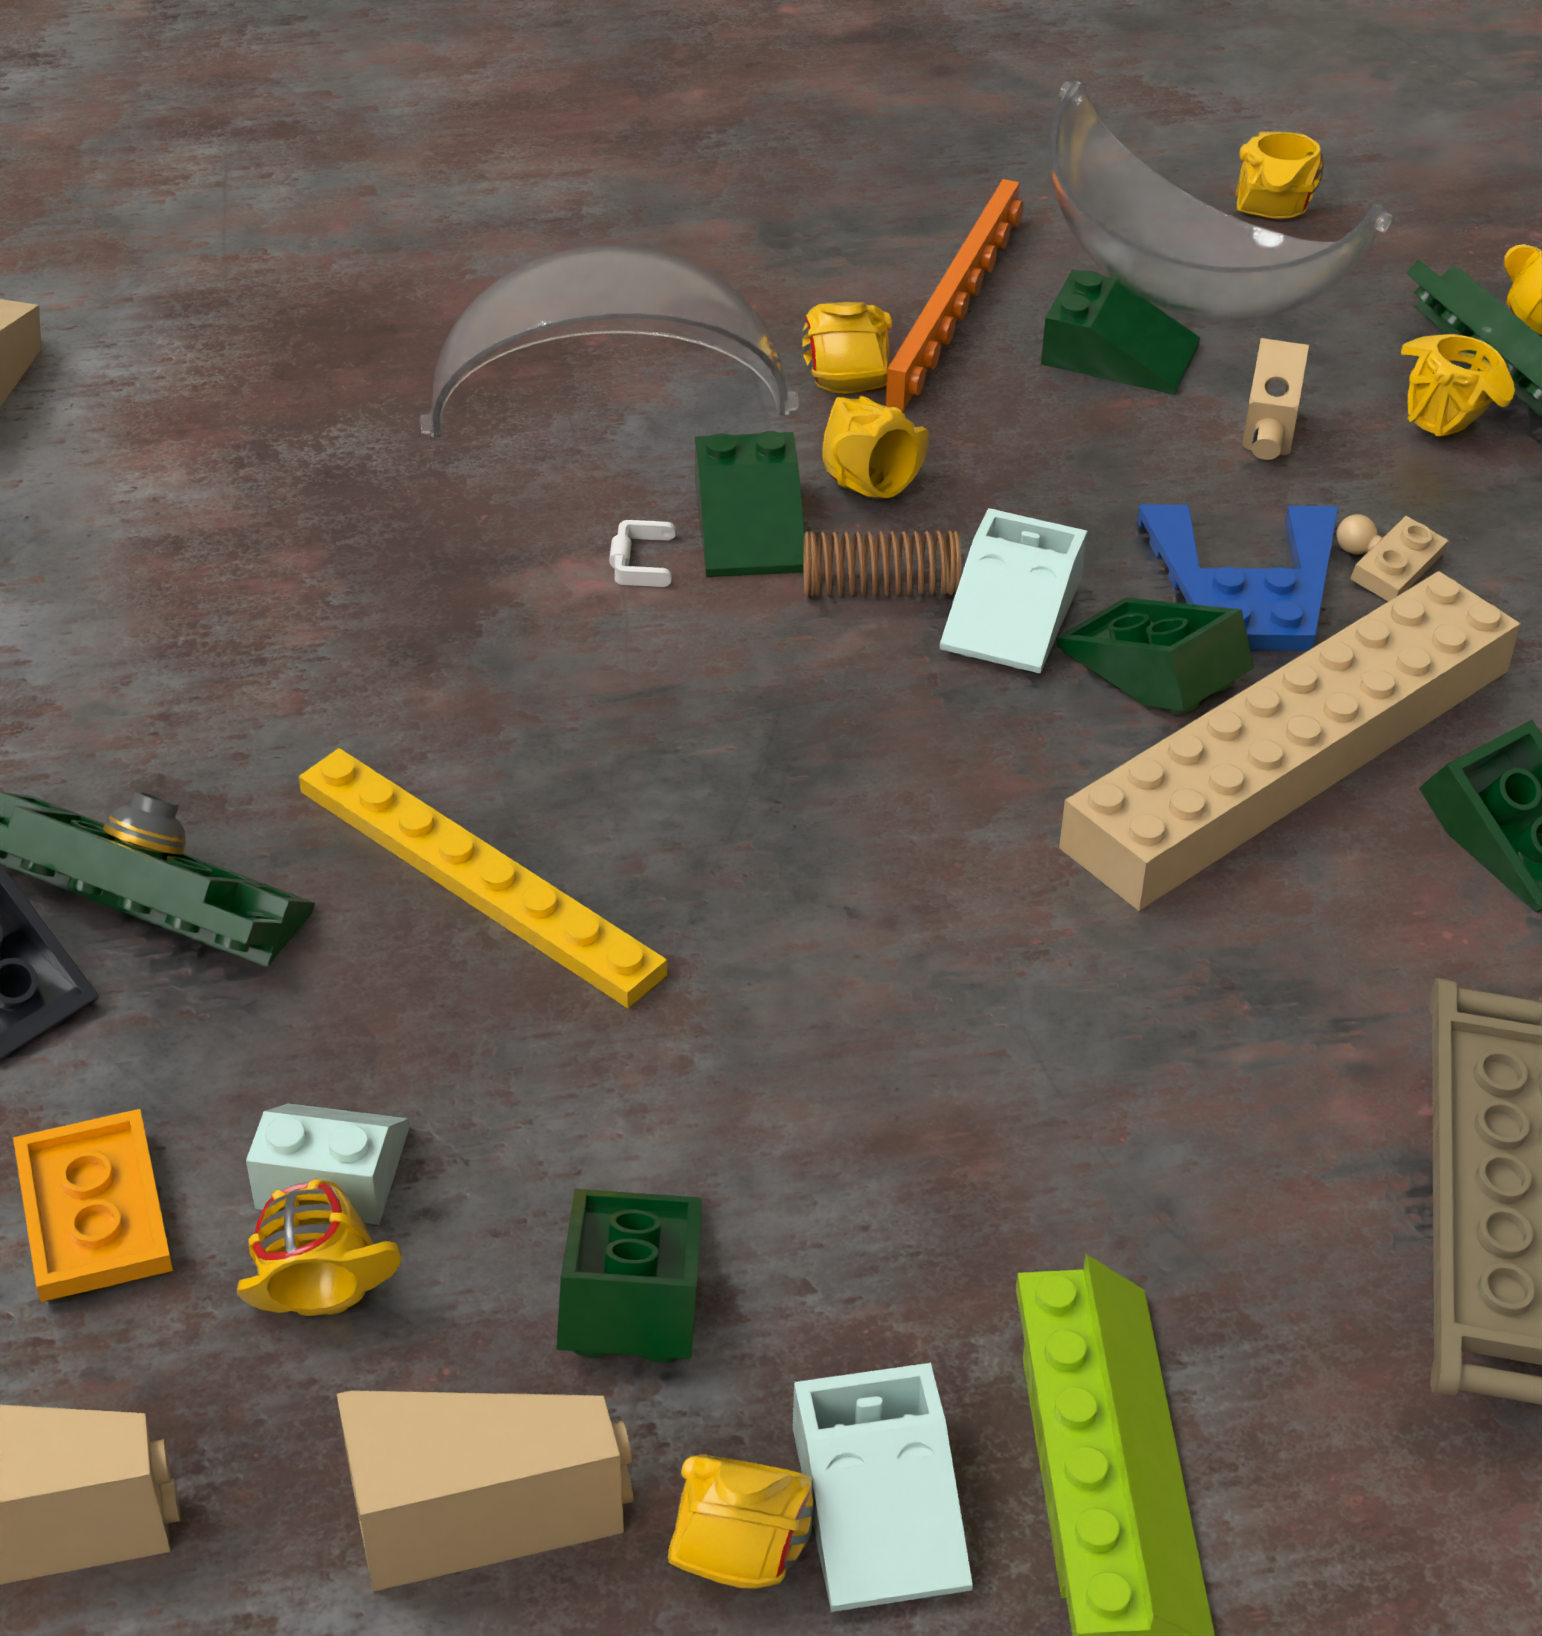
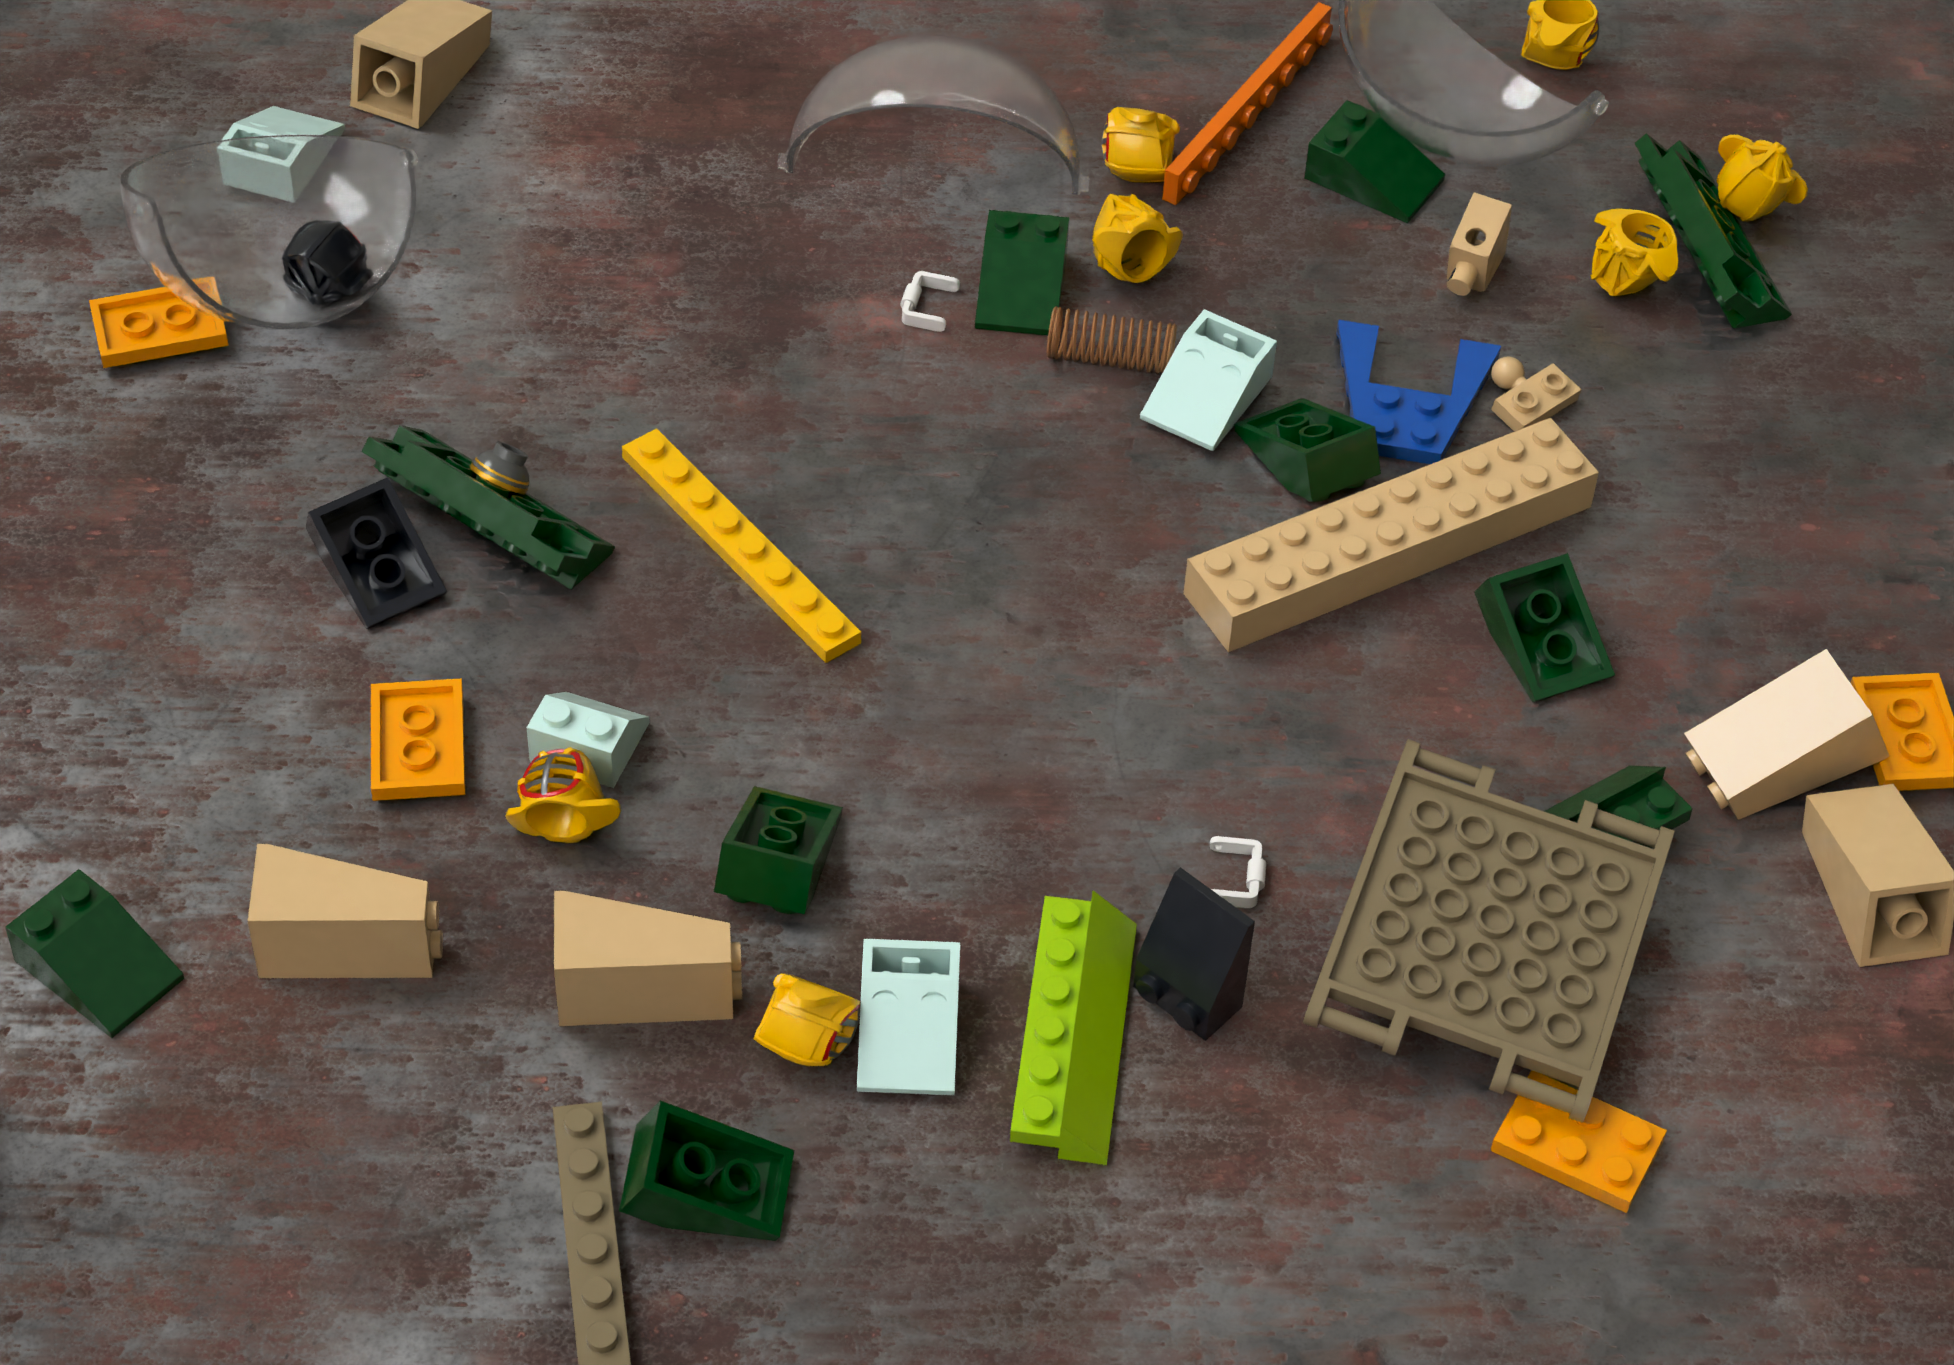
camera: 10 degrees right, 5 degrees up
(1258, 1321) = (1195, 956): none -> black slope
(1275, 1188) = (1255, 872): none -> white piece

